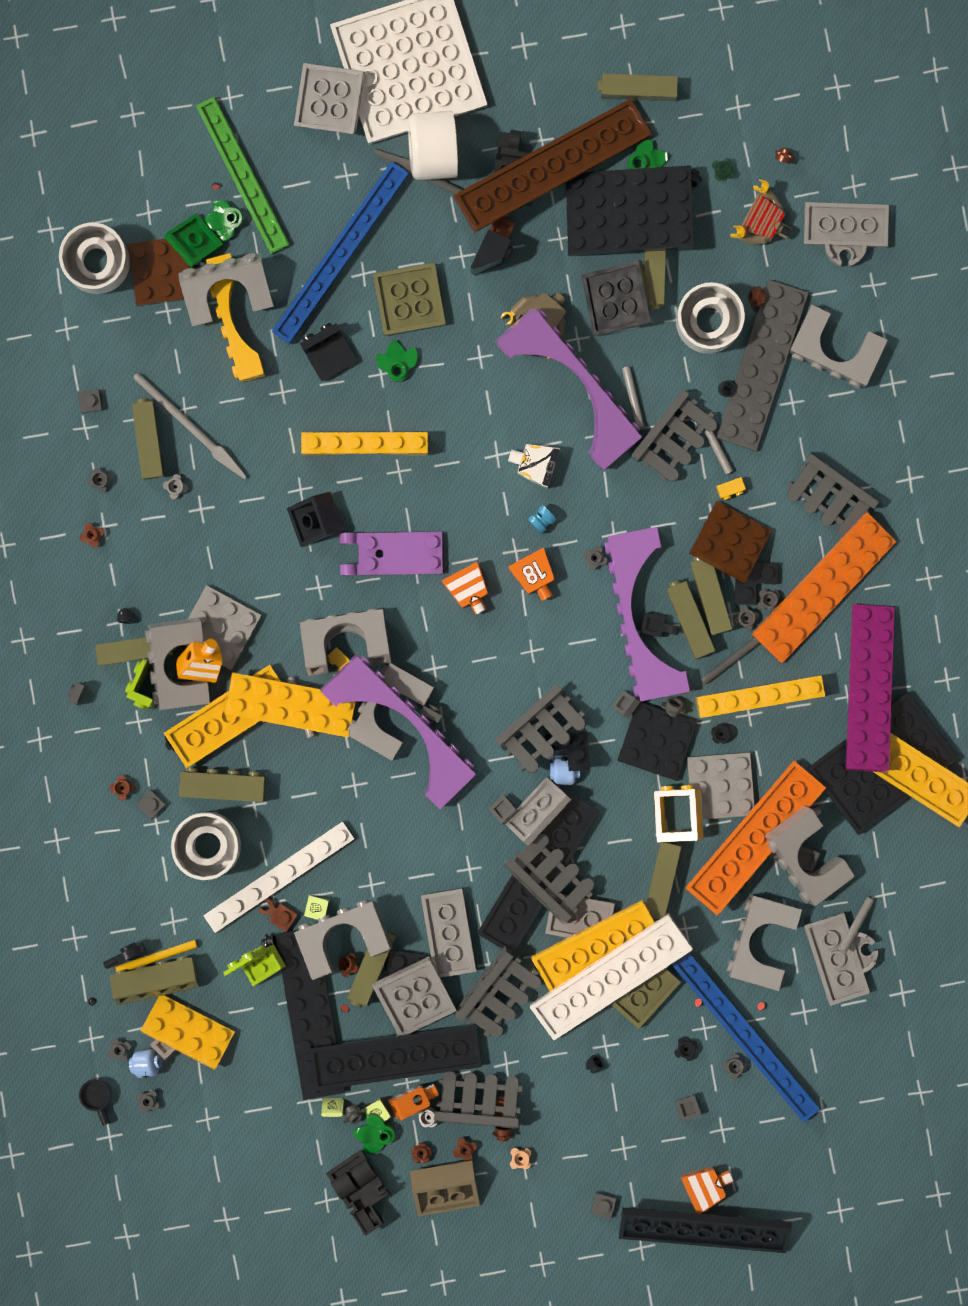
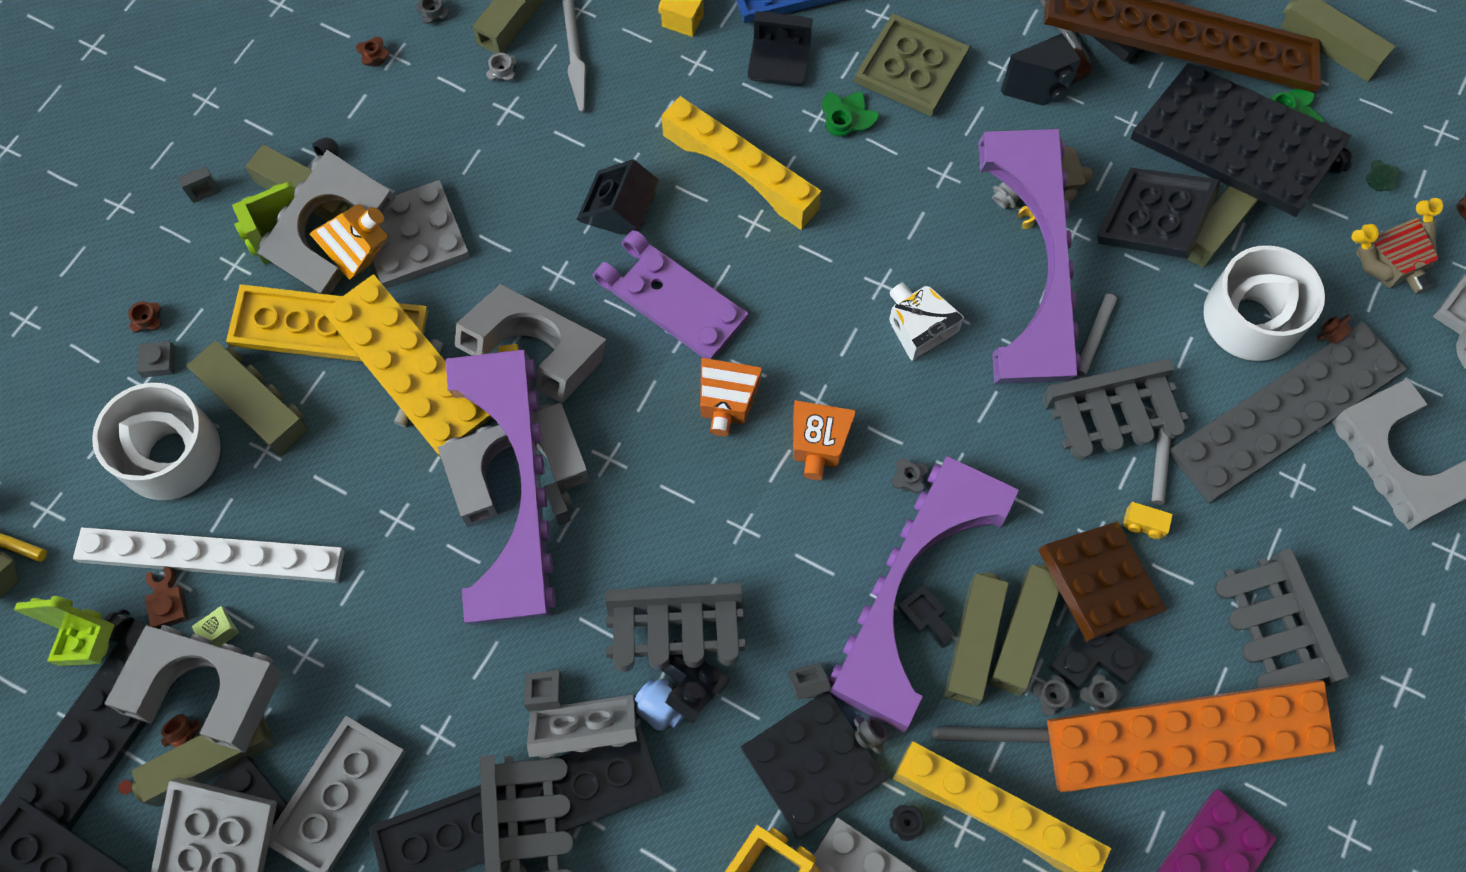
camera: 30 degrees right, 20 degrees down
(542, 519) = (877, 384): dark azure wheel -> none
(728, 384) = (1227, 399): black hinge -> none

